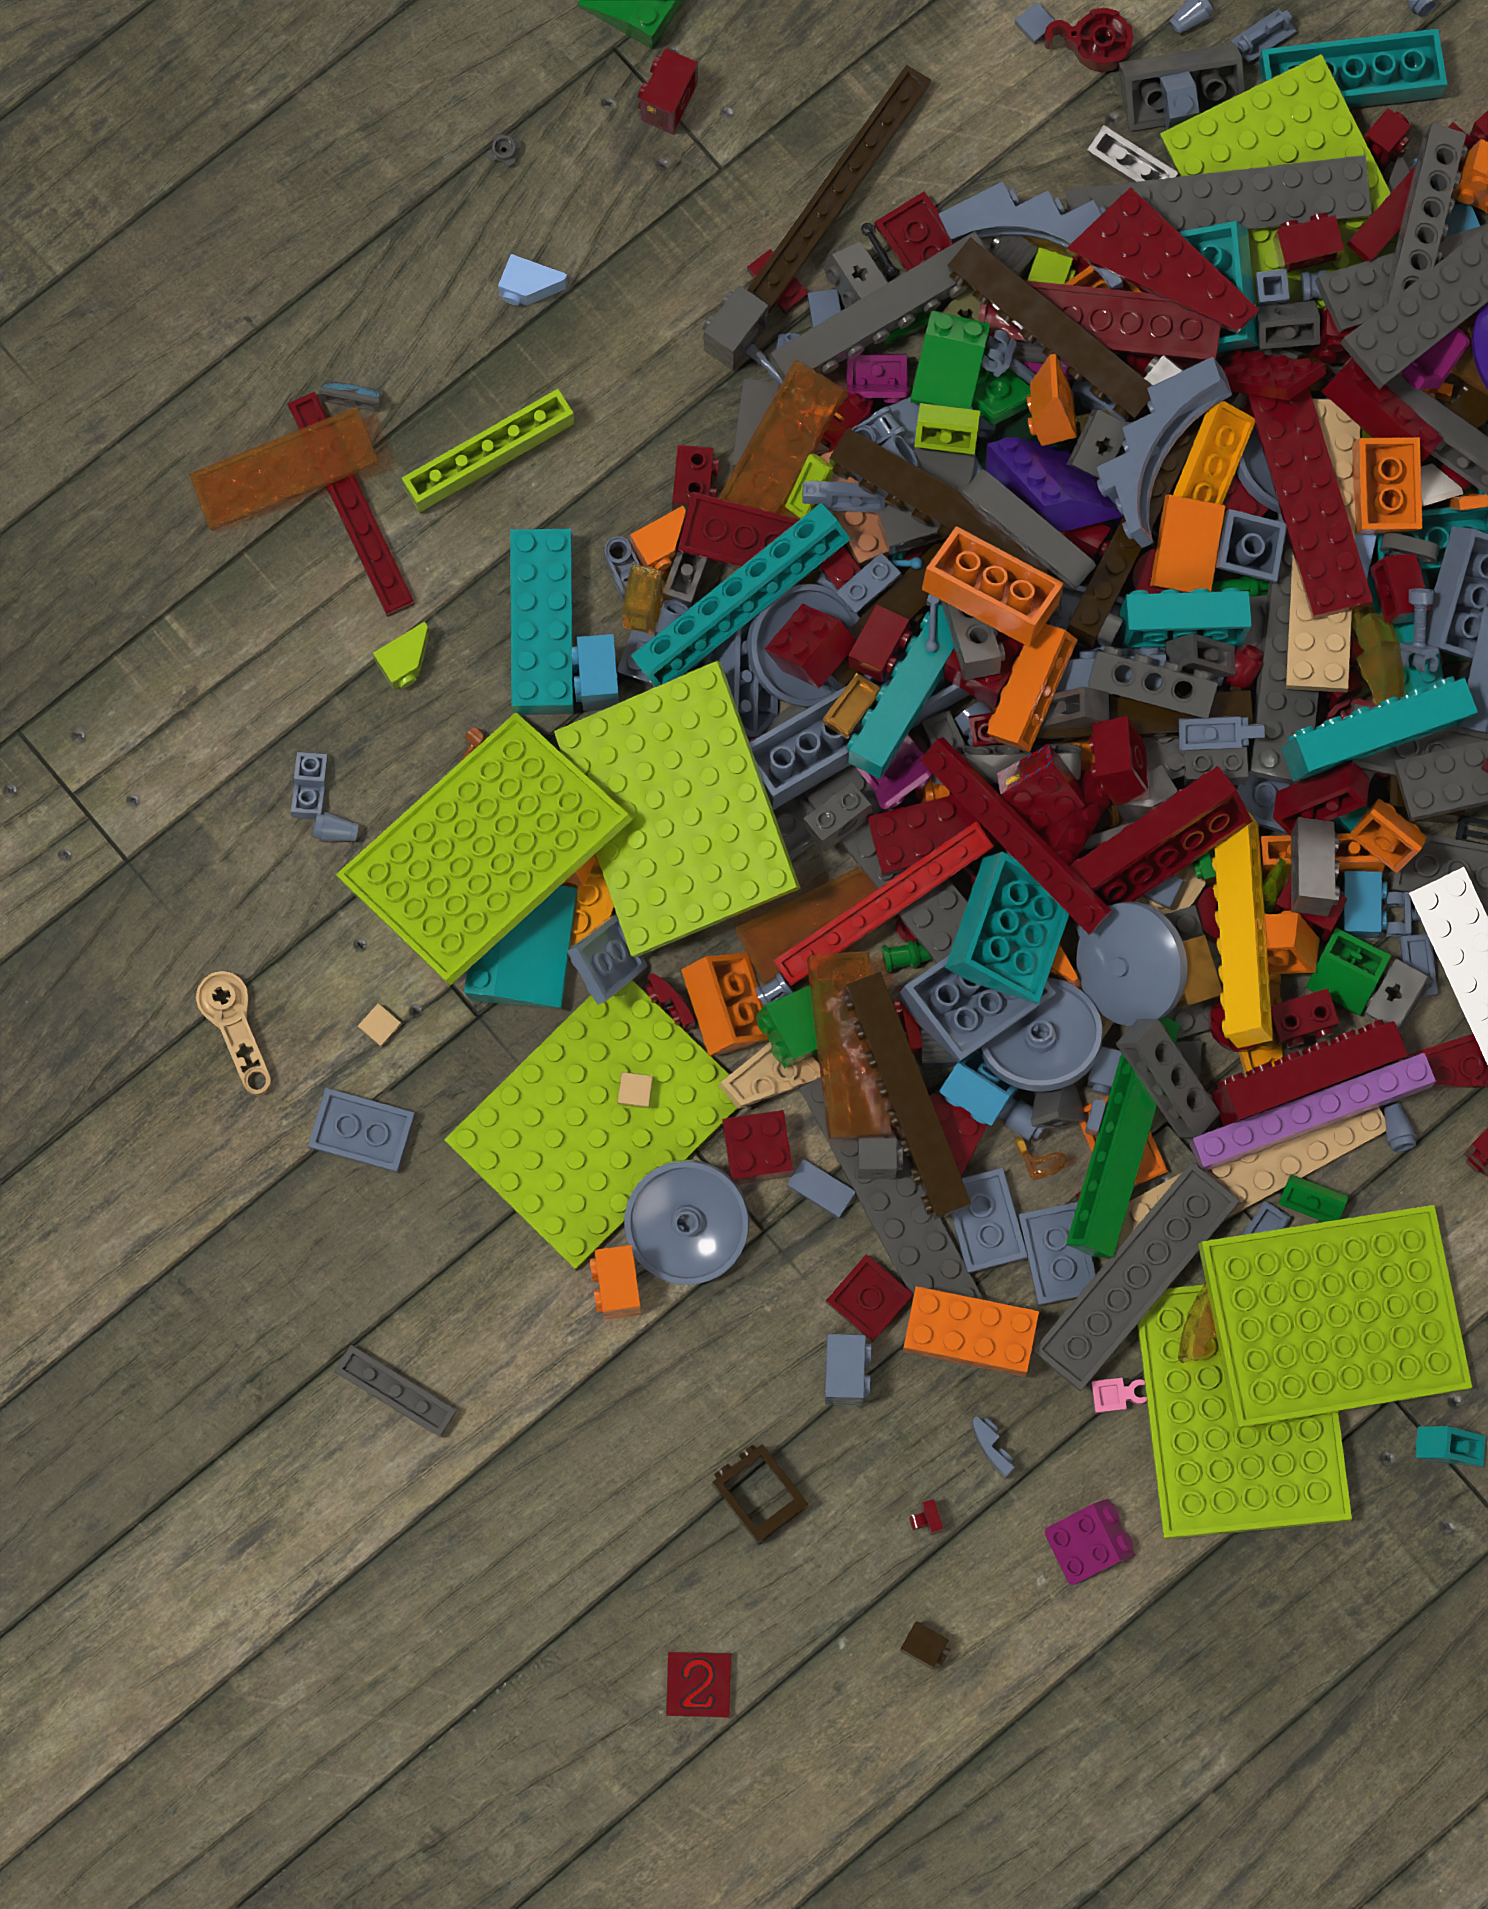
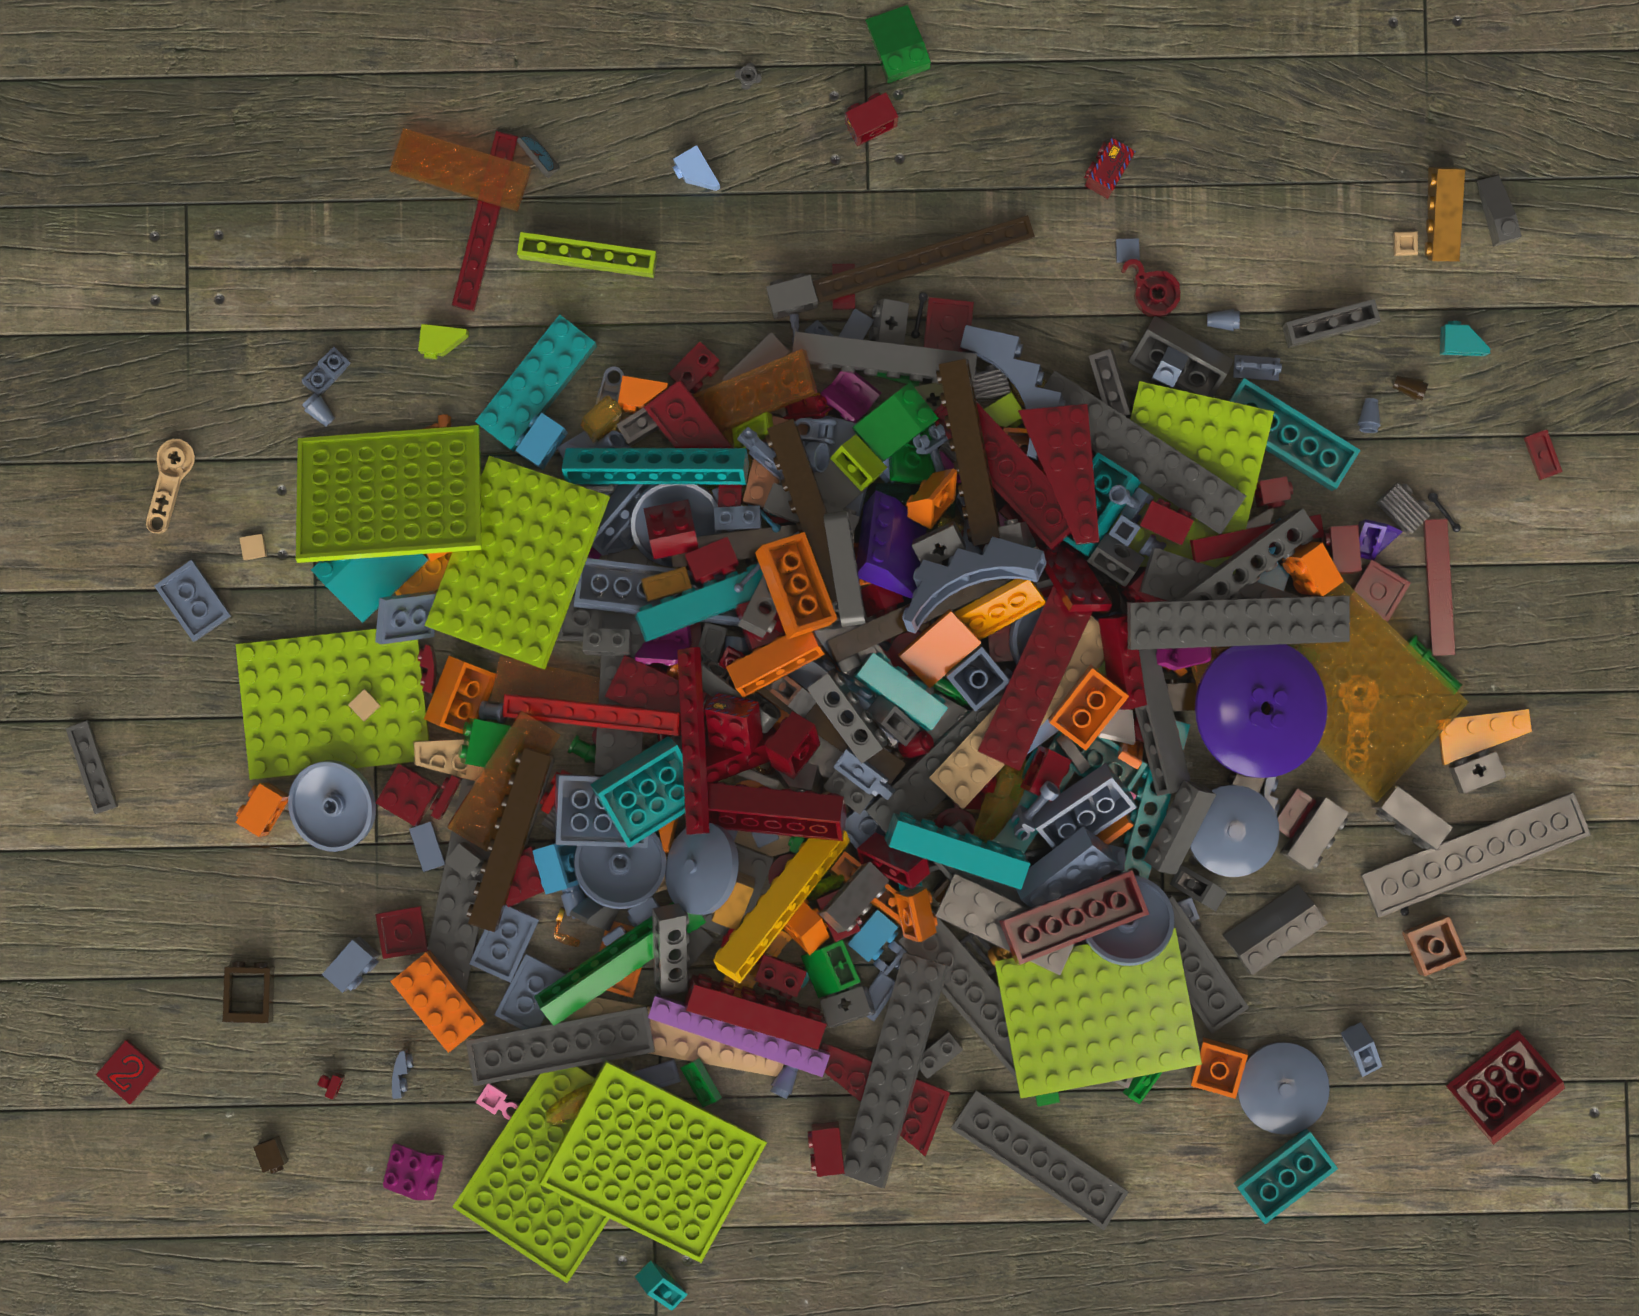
camera: 40 degrees right, 10 degrees up
(794, 1106) = (449, 789): none -> dark red plate
(1256, 248) = (1121, 495): none -> sand blue bar

